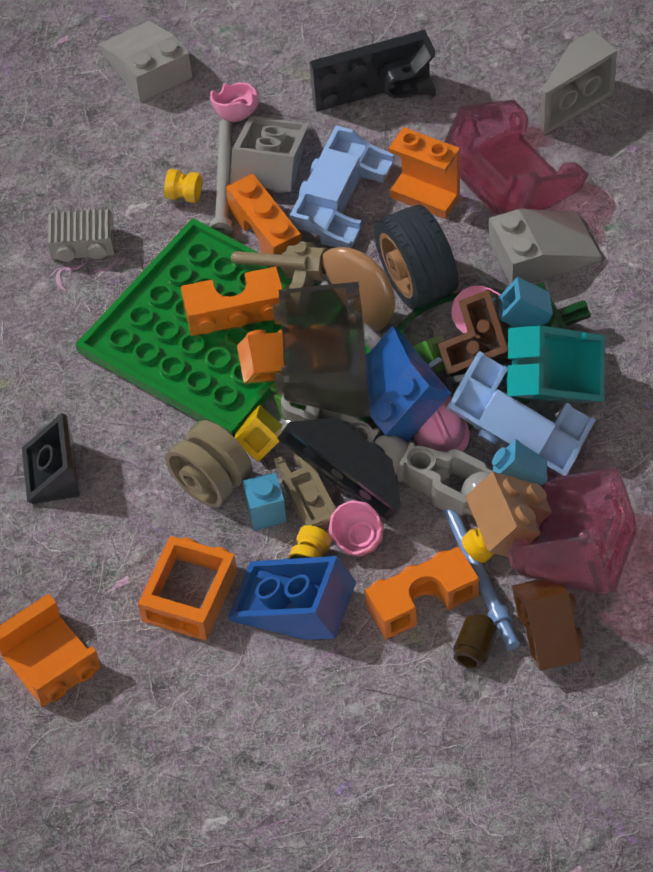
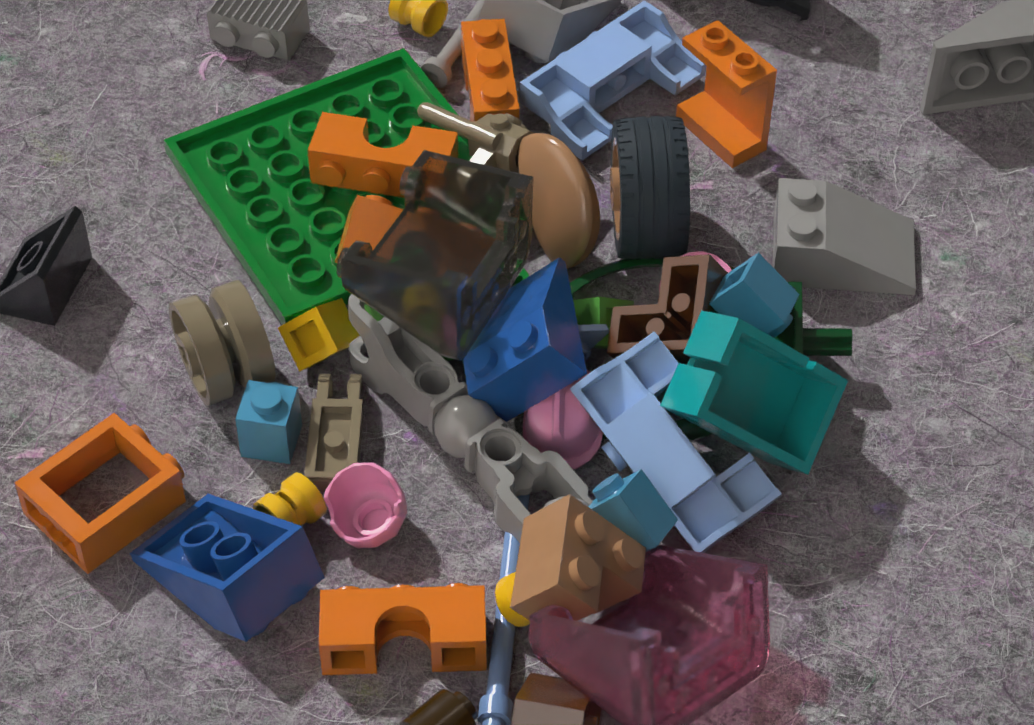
camera: 20 degrees right, 5 degrees down
(346, 460) = (392, 402): black wedge -> none
(503, 165) = (841, 123): clear pink windscreen -> none

